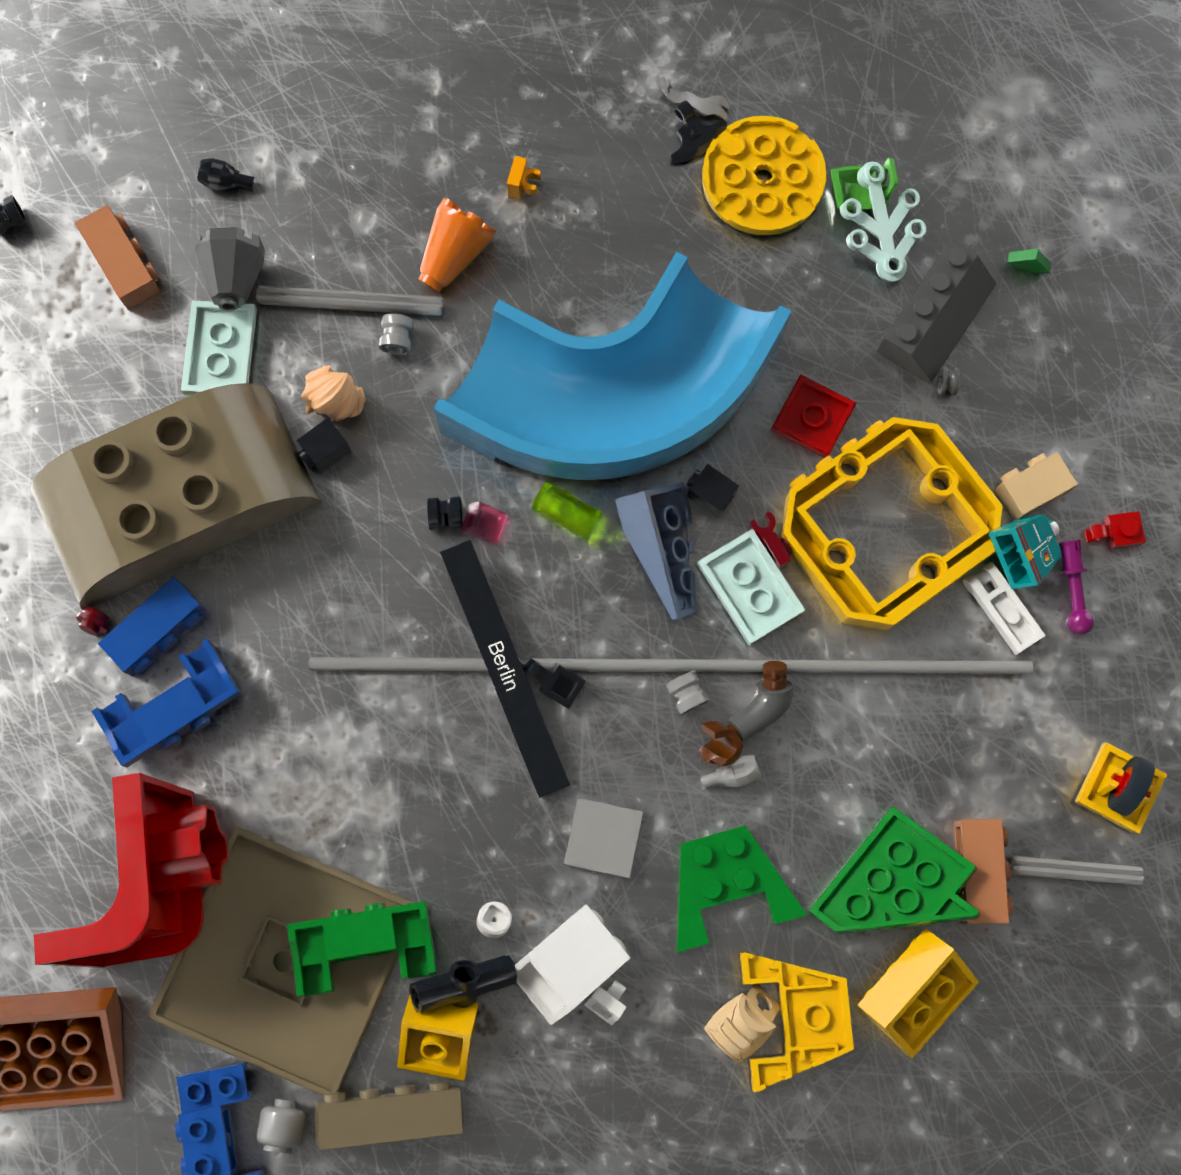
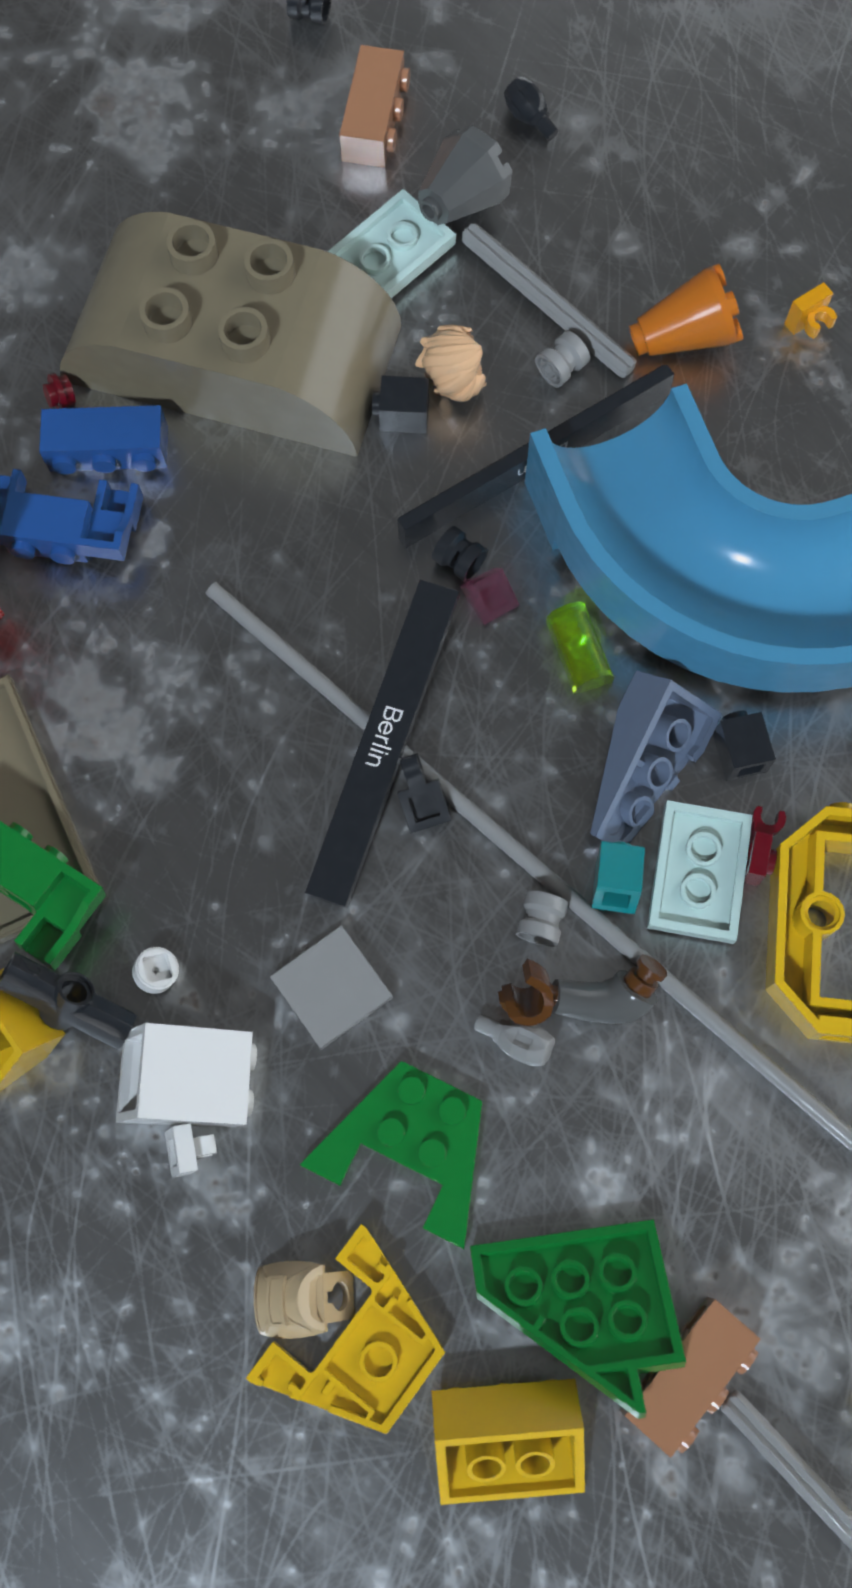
camera: 45 degrees right, 5 degrees down
(429, 427) = (512, 468): none -> black tile
(709, 631) = (618, 877): none -> teal brick

